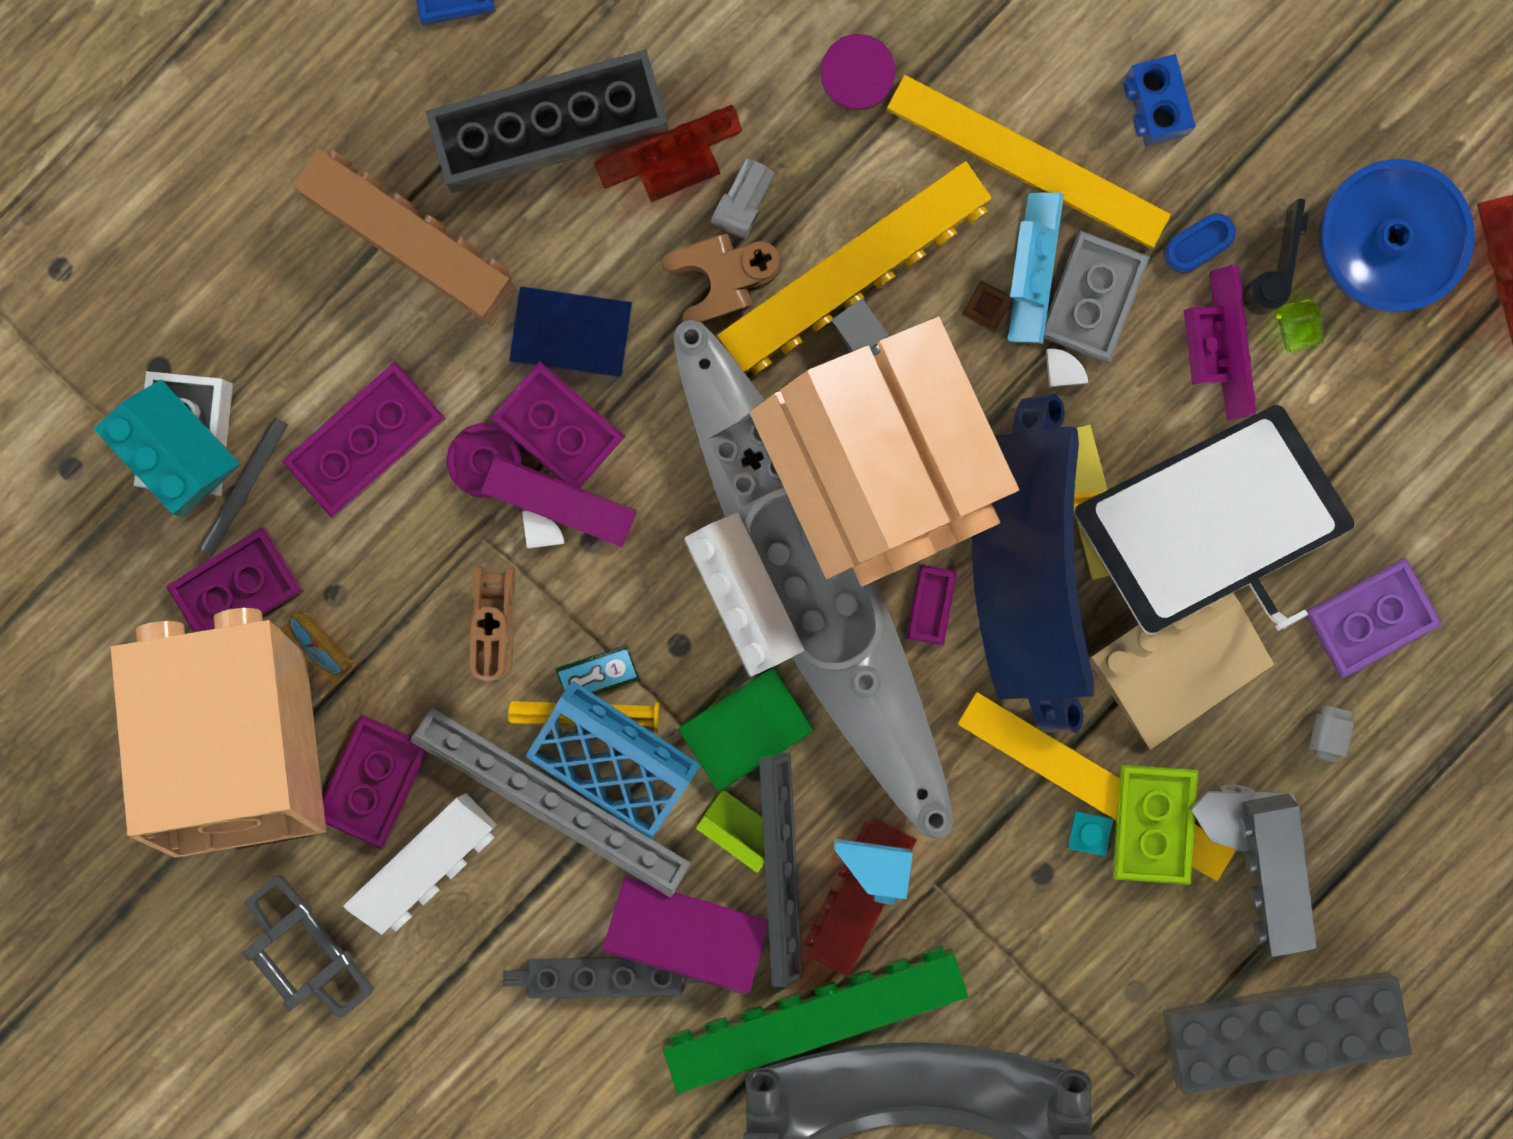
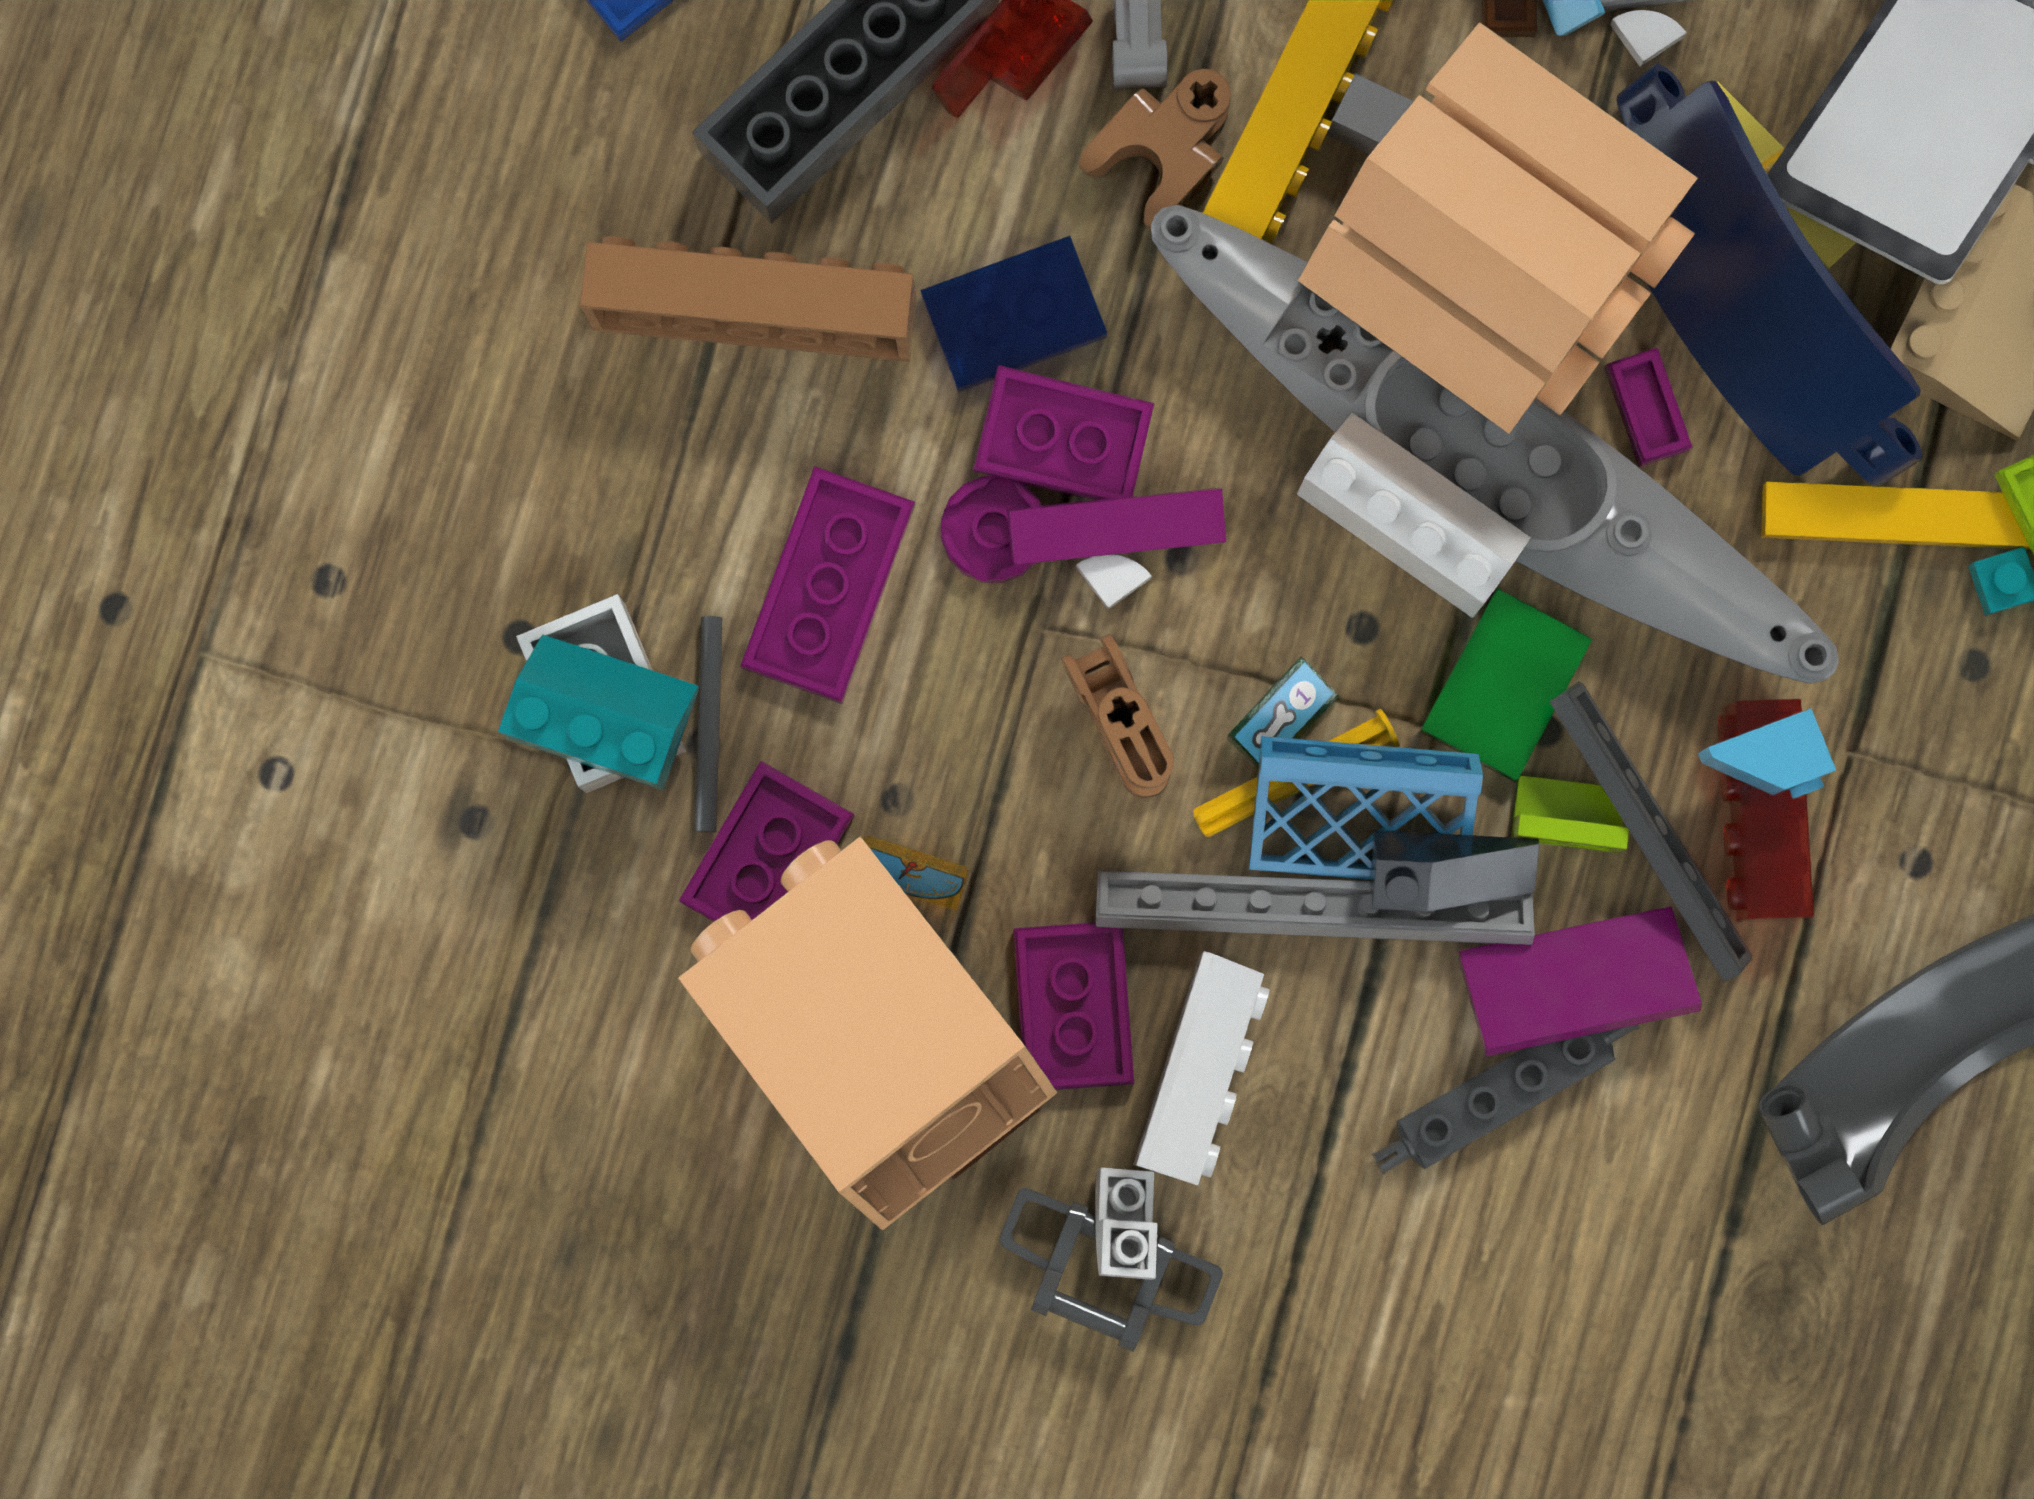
camera: 25 degrees left, 5 degrees down
(325, 934) = (1125, 1223): none -> white slope
(640, 826) = (1448, 869): none -> black slope
(815, 1019) = (1799, 998): green brick -> none

